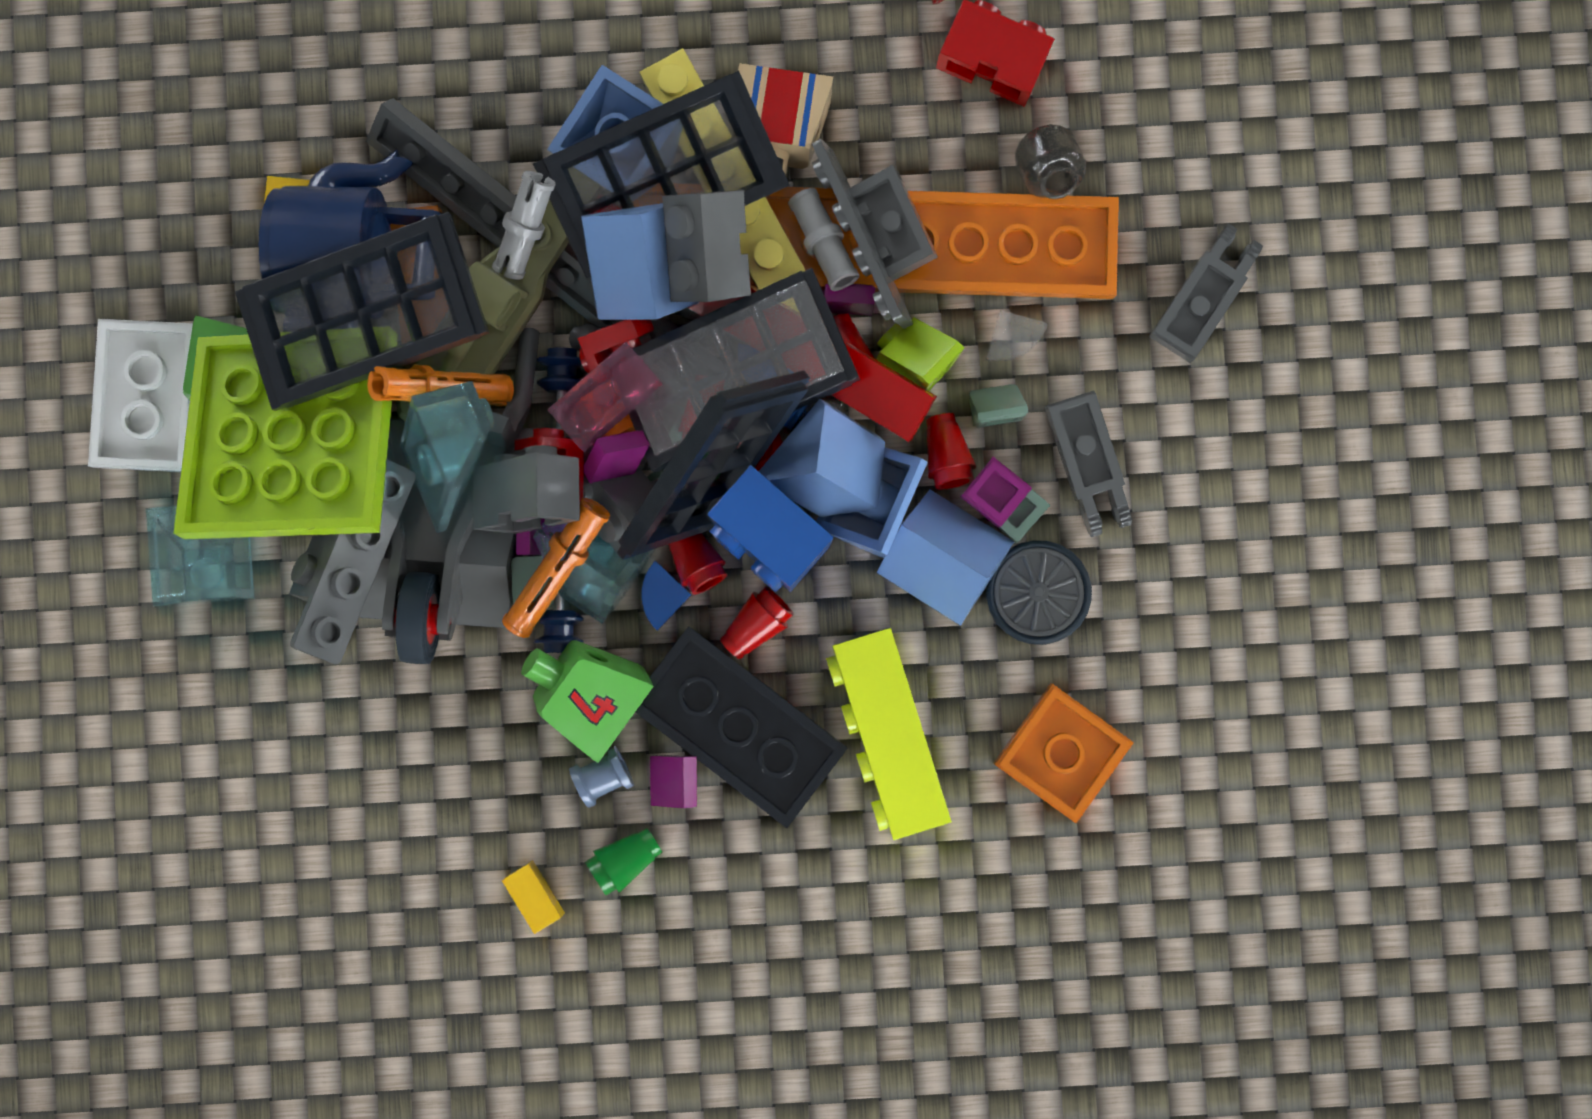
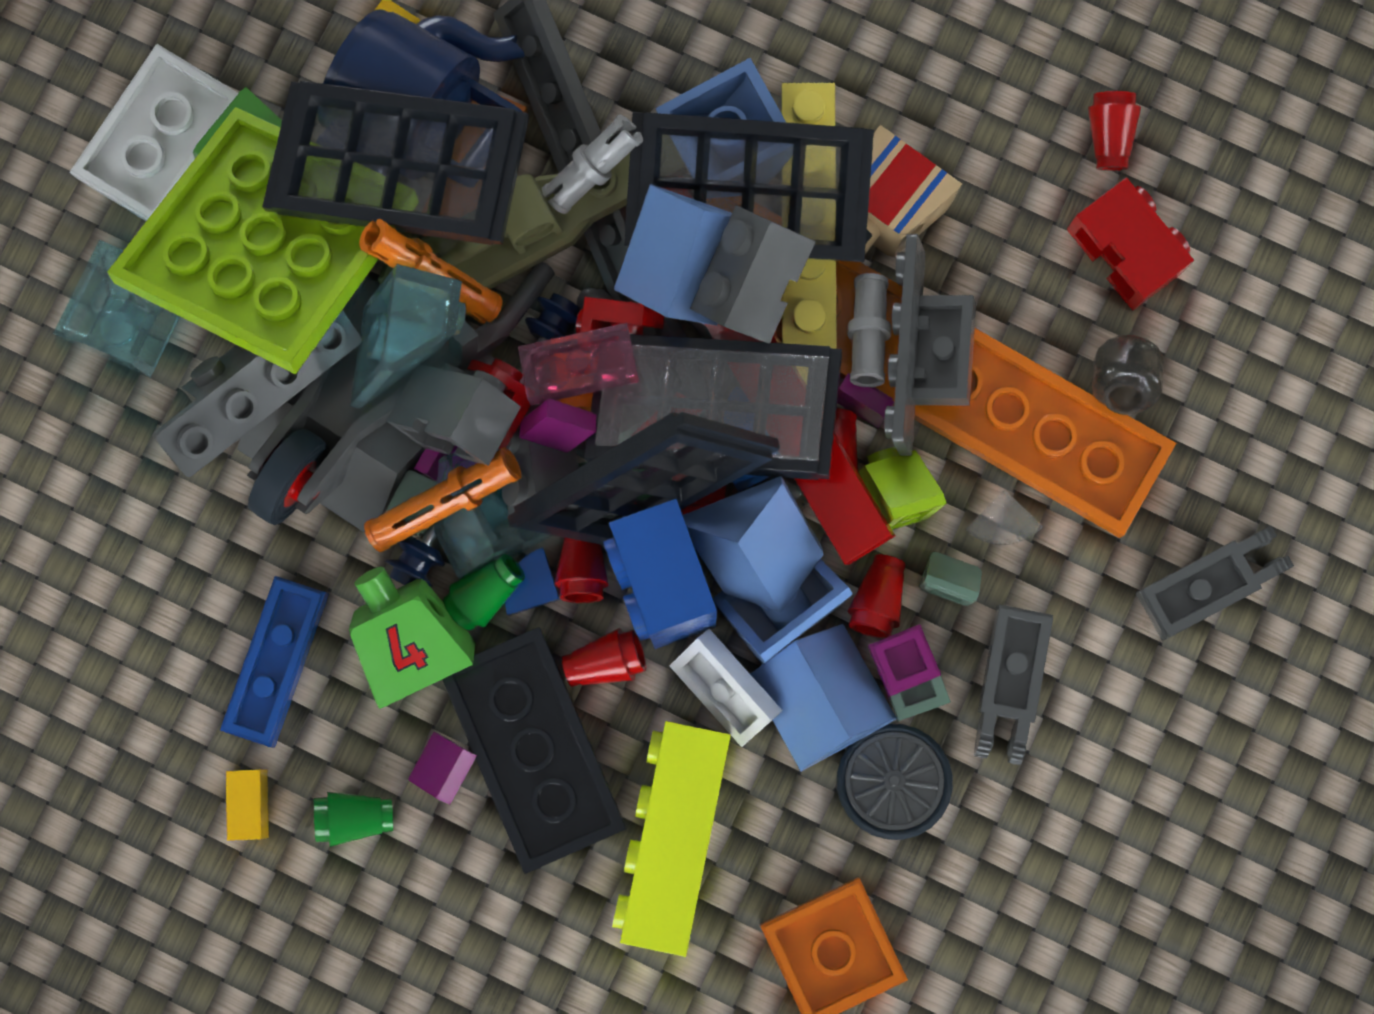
camera: 35 degrees right, 5 degrees down
(489, 771) = (274, 662): none -> blue tile
(602, 777) = (376, 725): sand blue bush -> none
(628, 623) = (483, 592): none -> green cone
(865, 592) = (725, 687): none -> white plate

